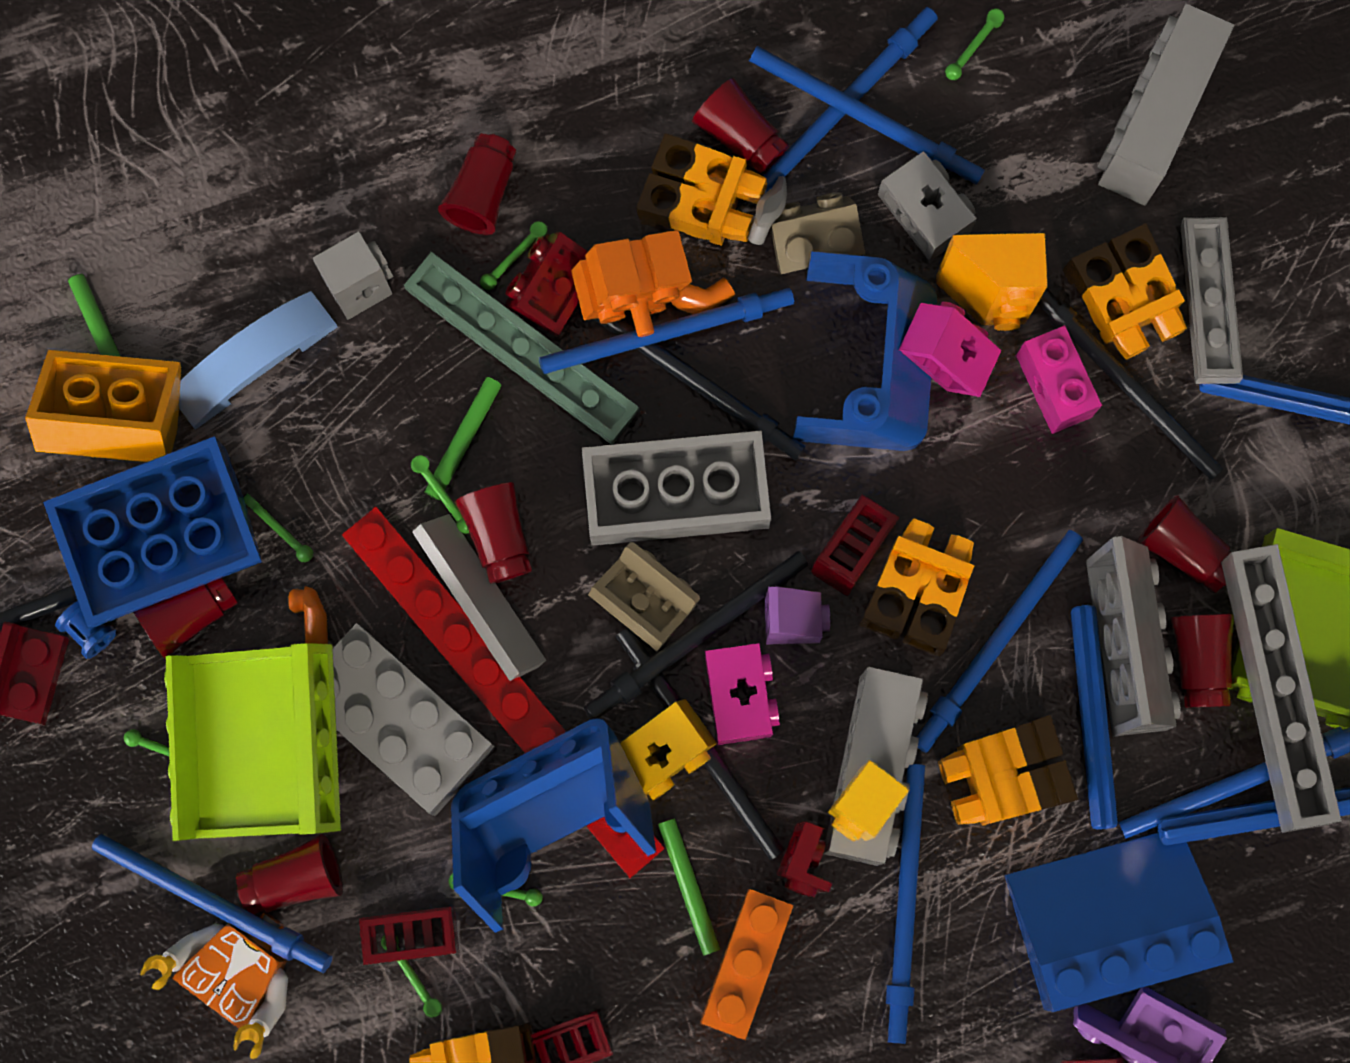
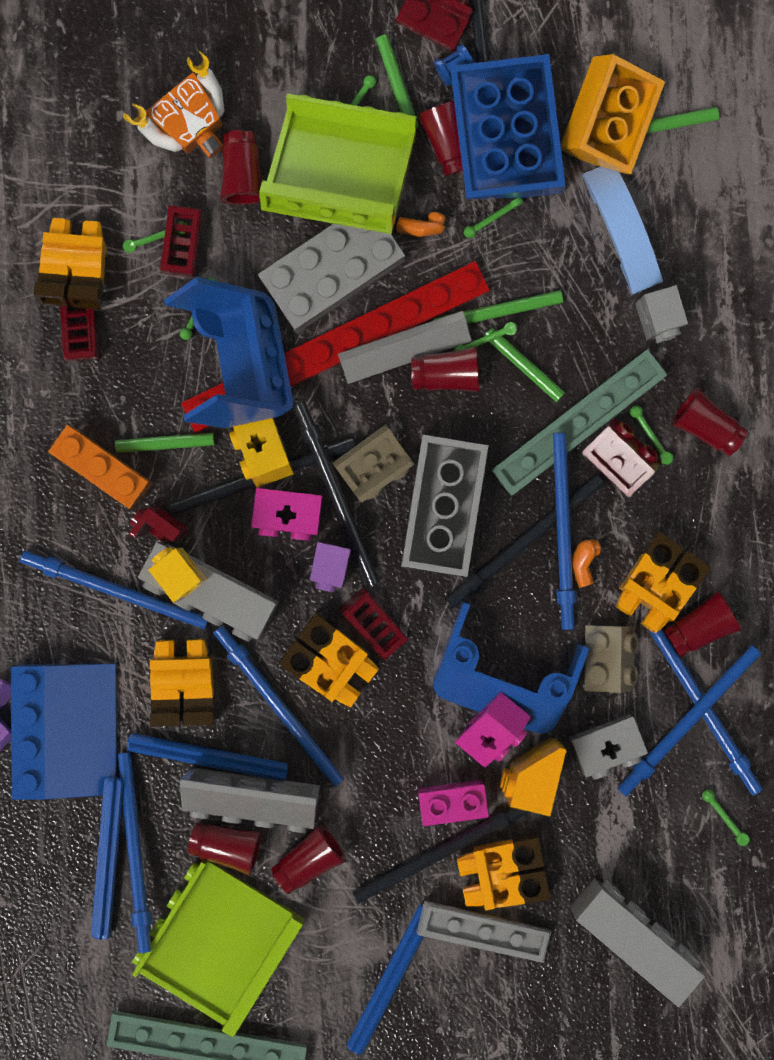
camera: 105 degrees right, 10 degrees up
(116, 706) = (395, 76): none -> bright green bar
(284, 941) = (196, 154): blue bar -> none
(391, 475) = (512, 307): none -> bright green bar
(631, 277) = (603, 513): orange brick -> none
(768, 210) = (633, 628): light grey bar -> none
(1280, 689) = (184, 888): light grey brick -> none

